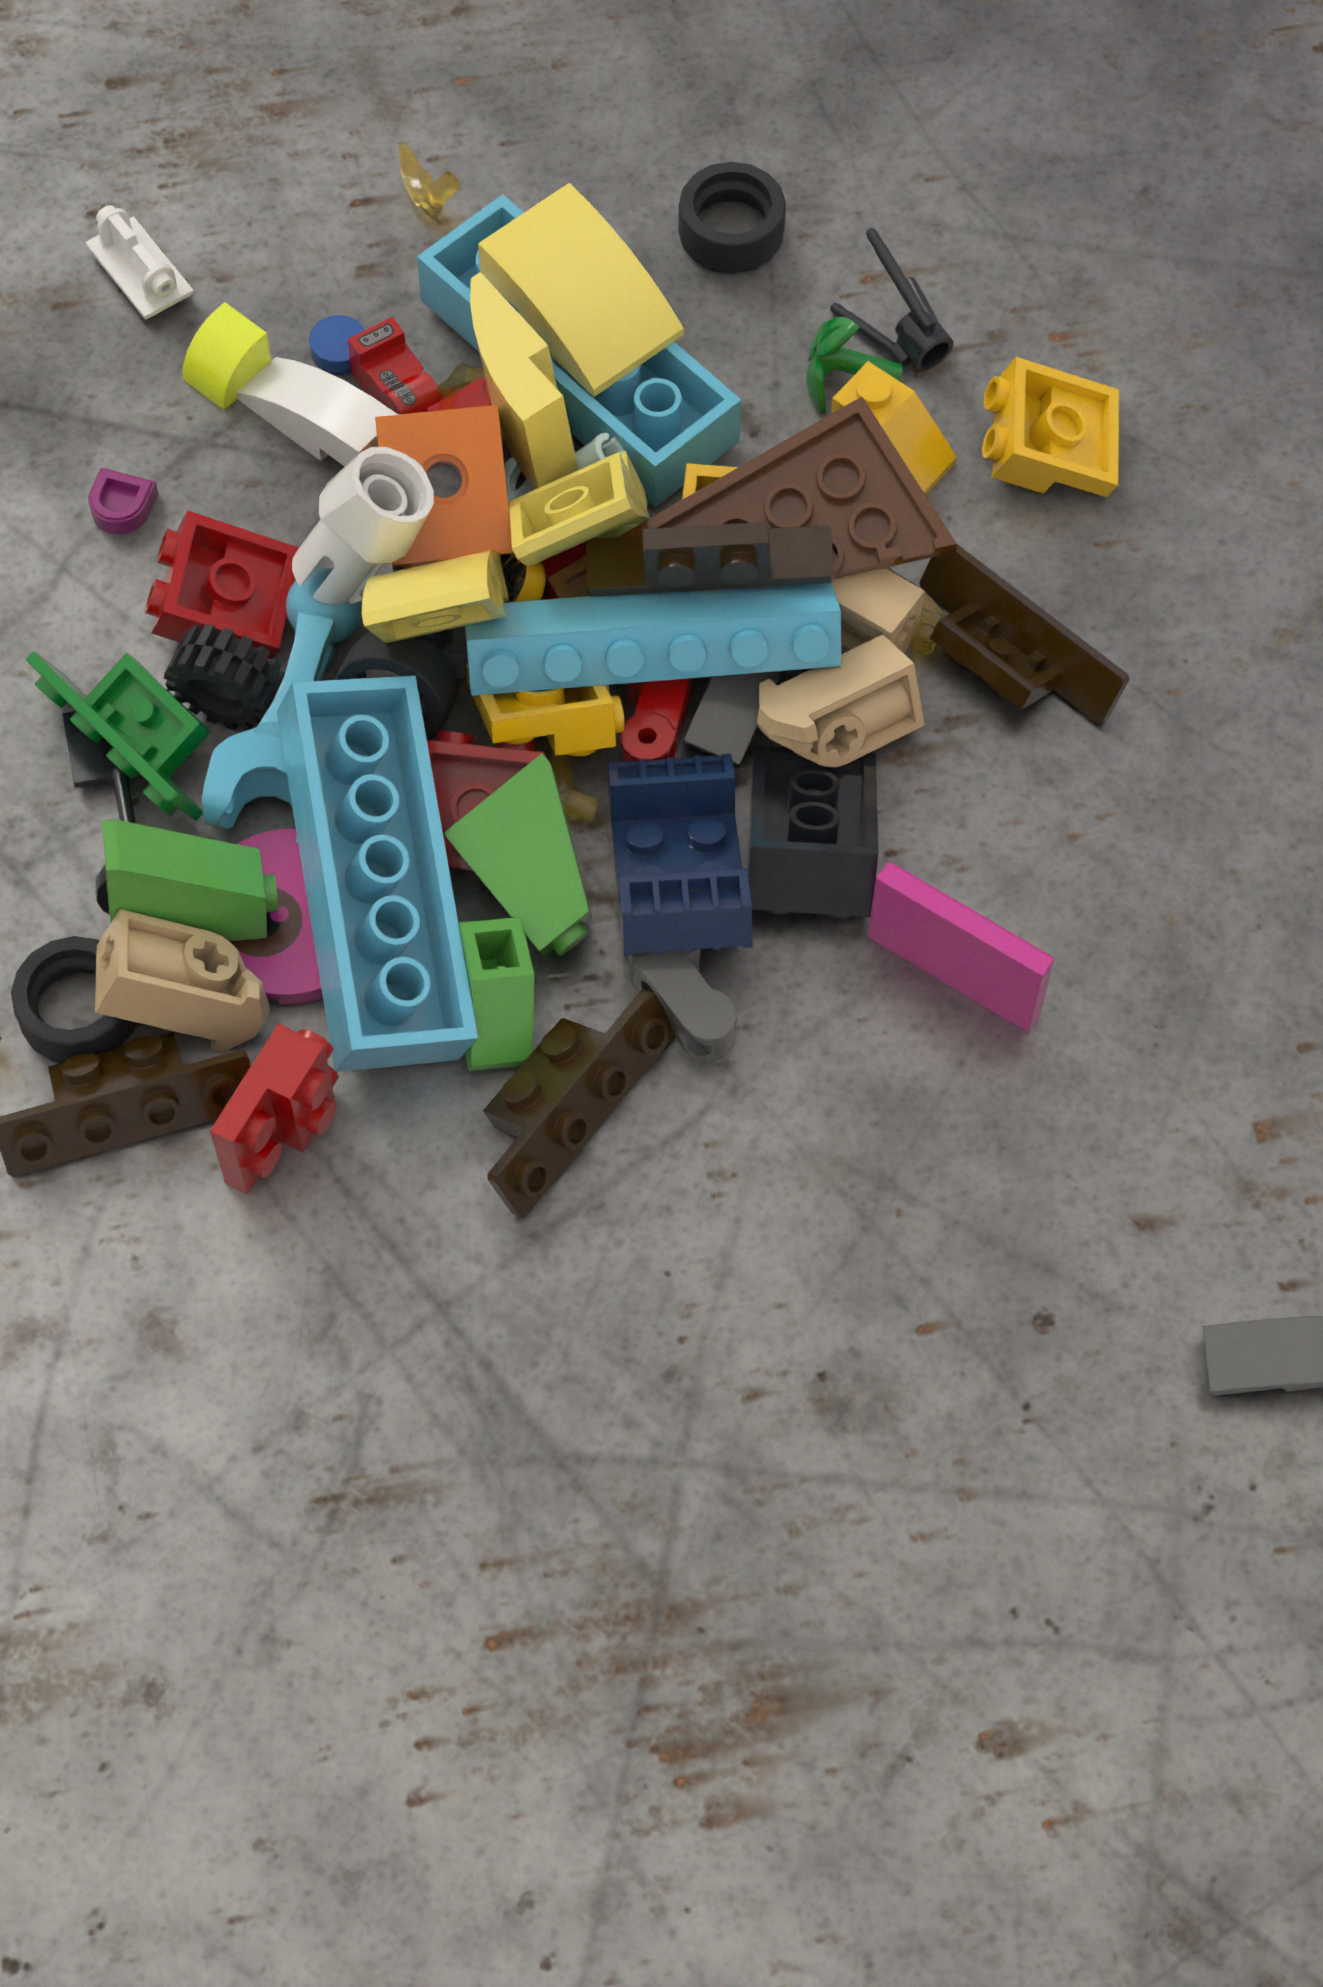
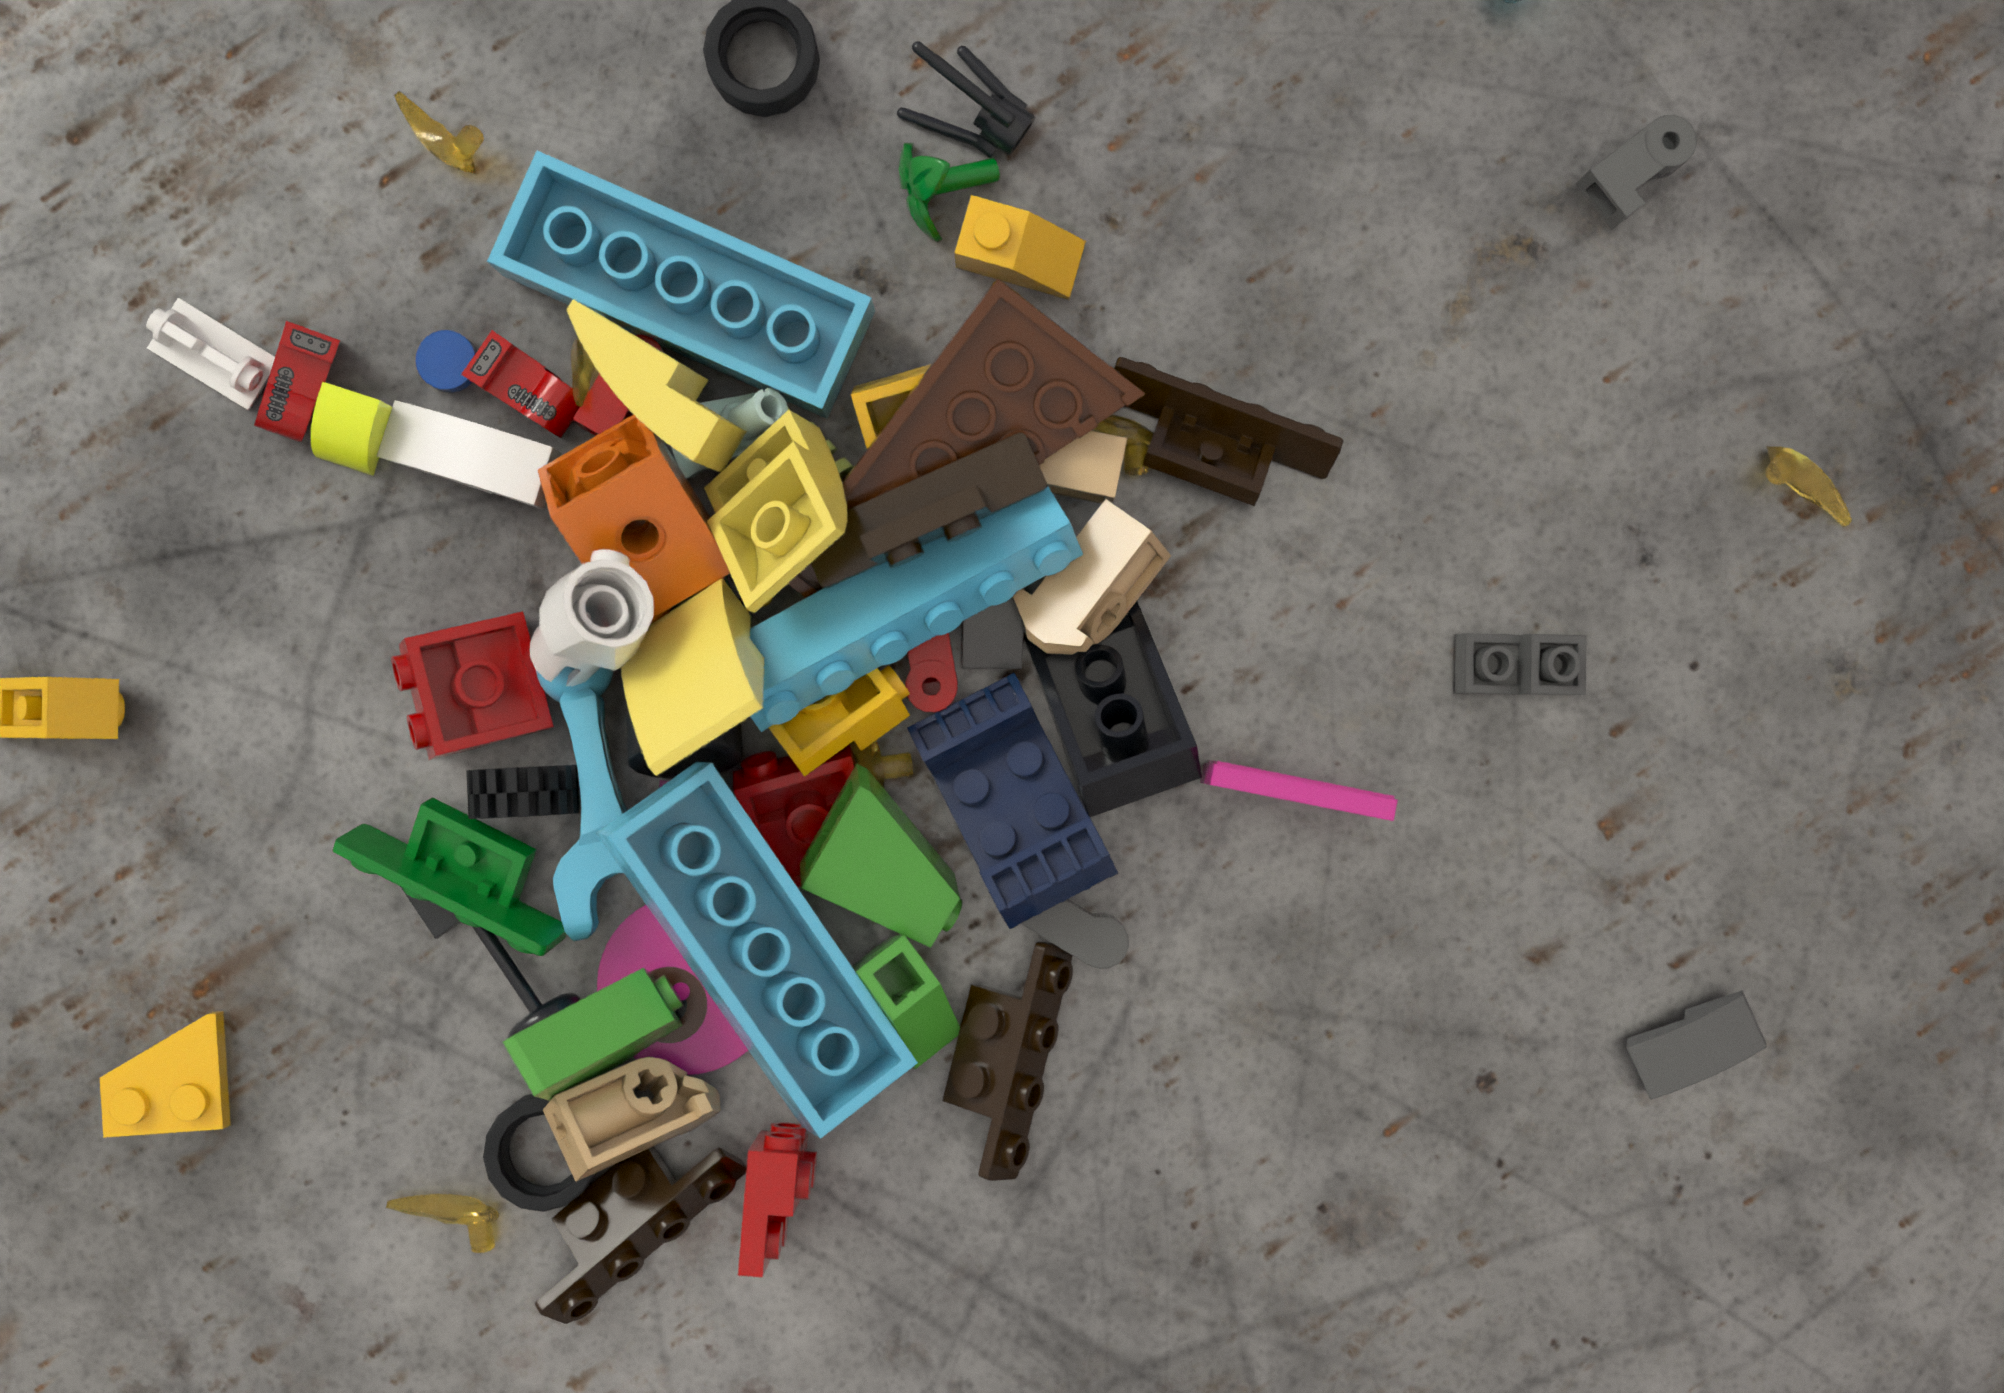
camera: 20 degrees left, 25 degrees up
(121, 501) = (327, 622): magenta tile -> none
(188, 305) = (295, 381): none -> red leg
(580, 289) = (668, 250): light yellow slope -> none
(1052, 429) = (1168, 182): yellow plate -> none
(1233, 950) = (1520, 664): none -> dark grey slope

